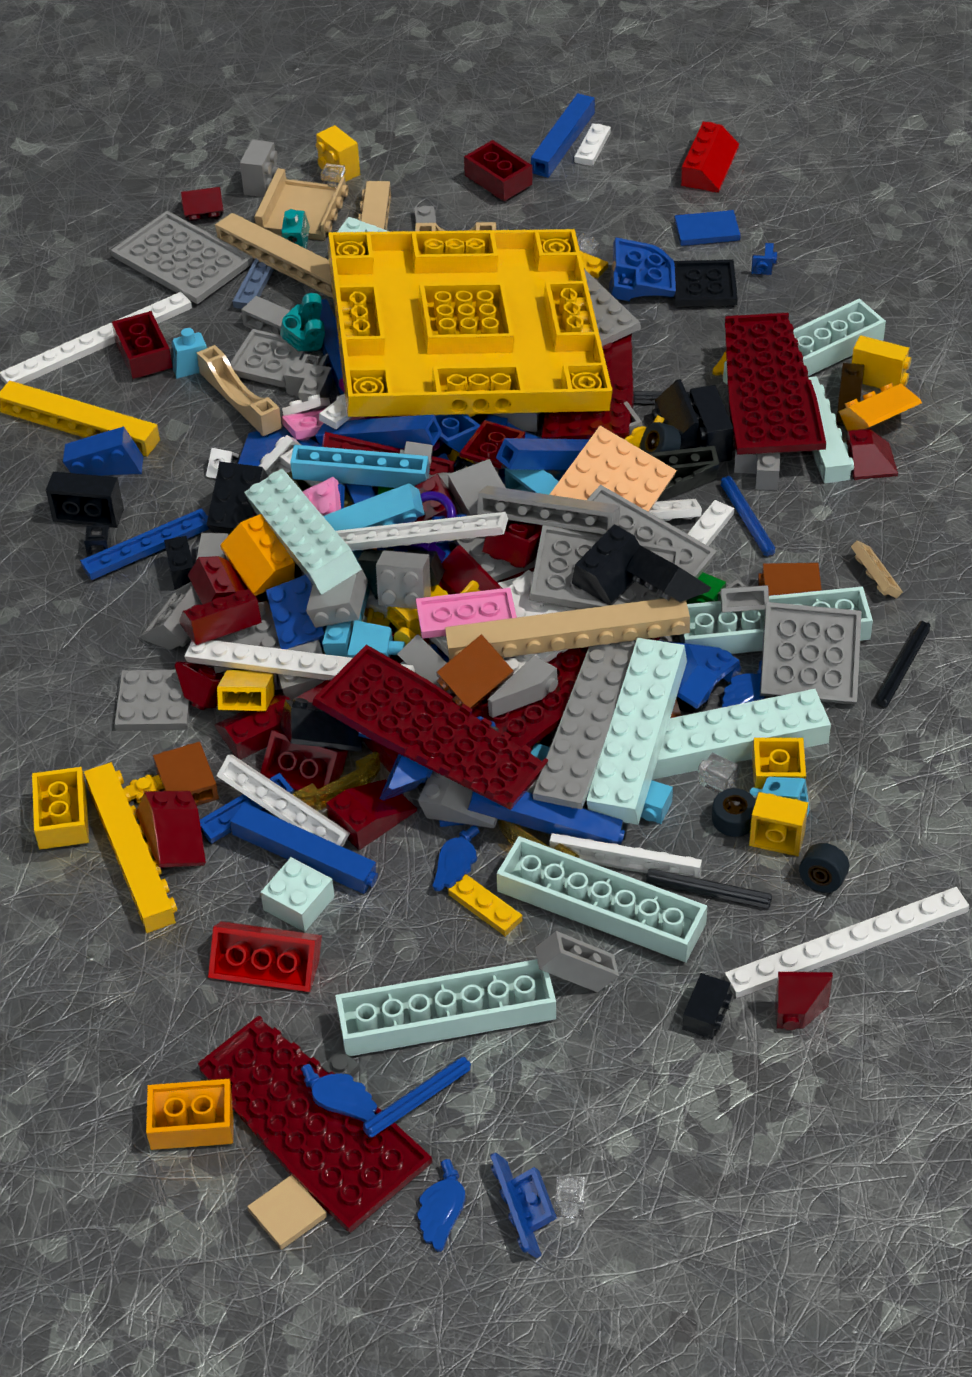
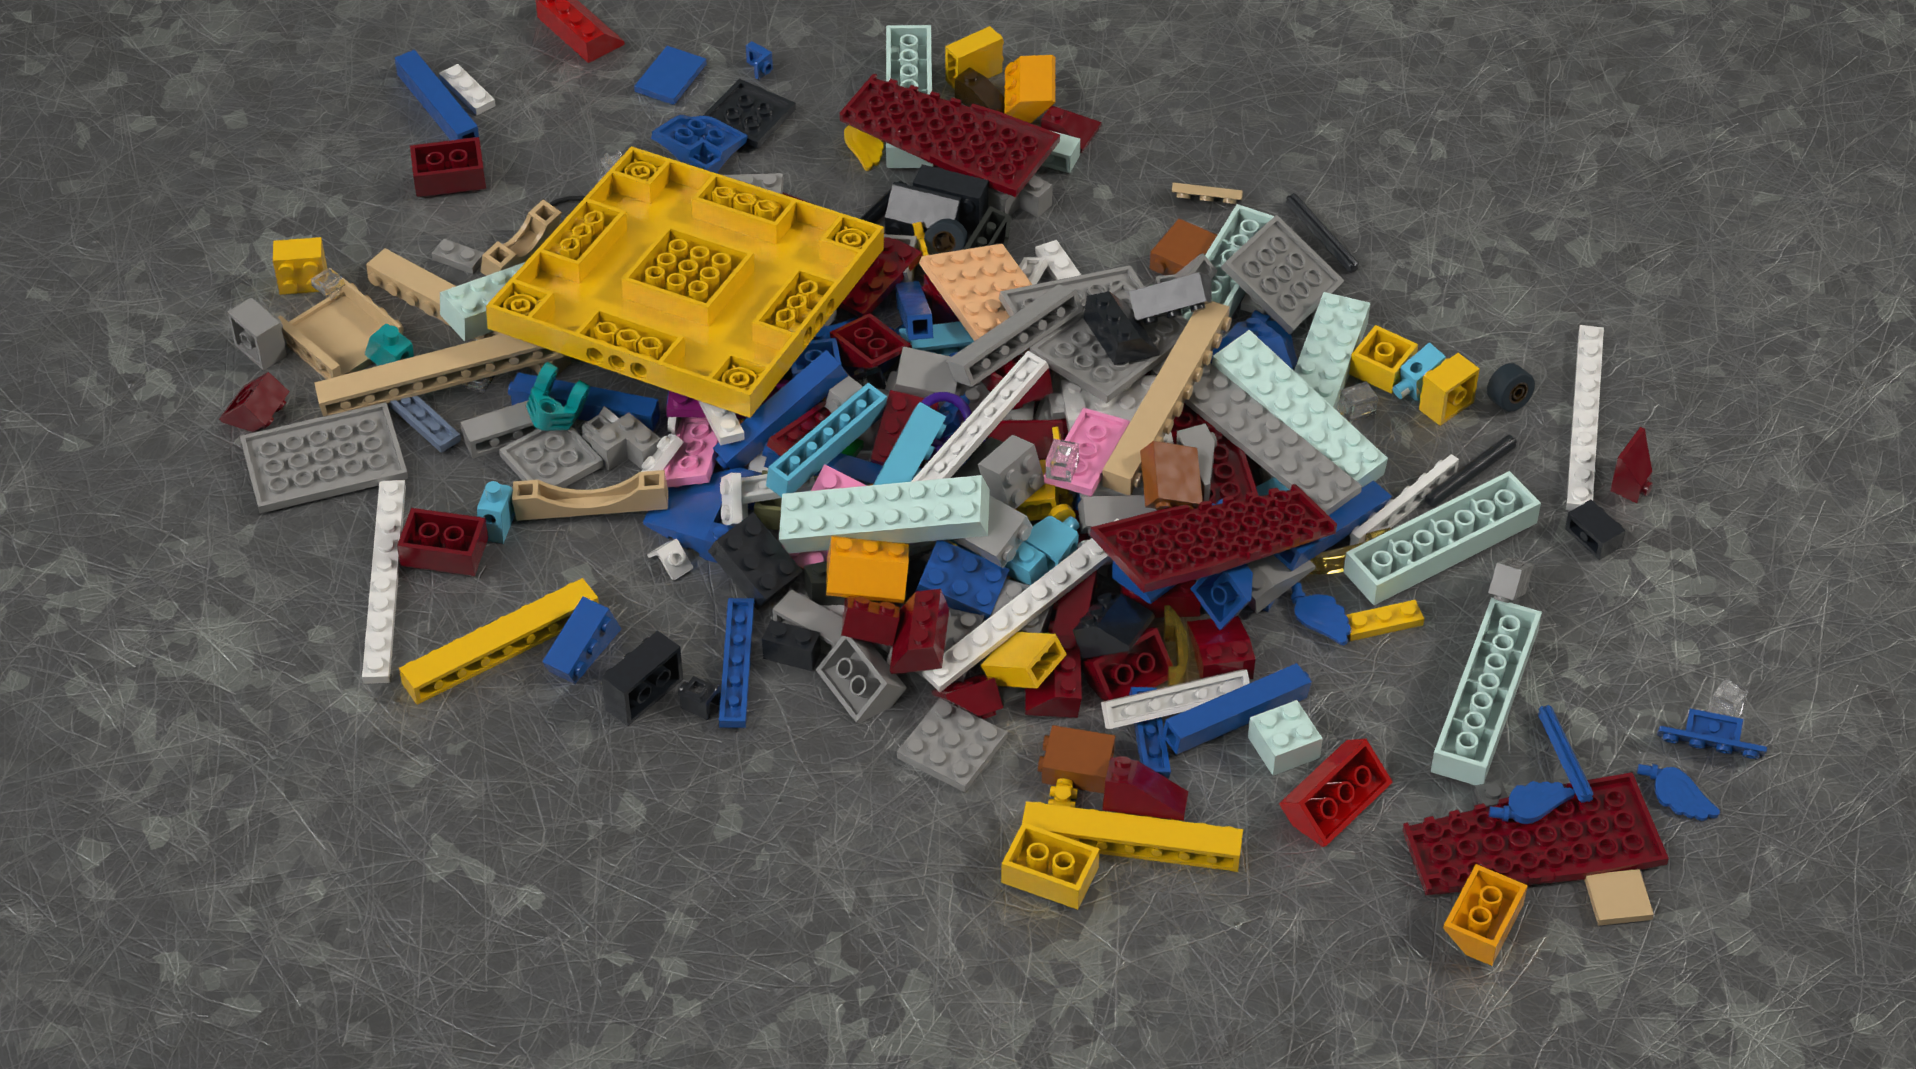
camera: 60 degrees left, 0 degrees up
(431, 597) = (1062, 460): none -> clear brick
(733, 812) = (1406, 413): black wheel -> none
(748, 516) = (1071, 237): blue axle -> none

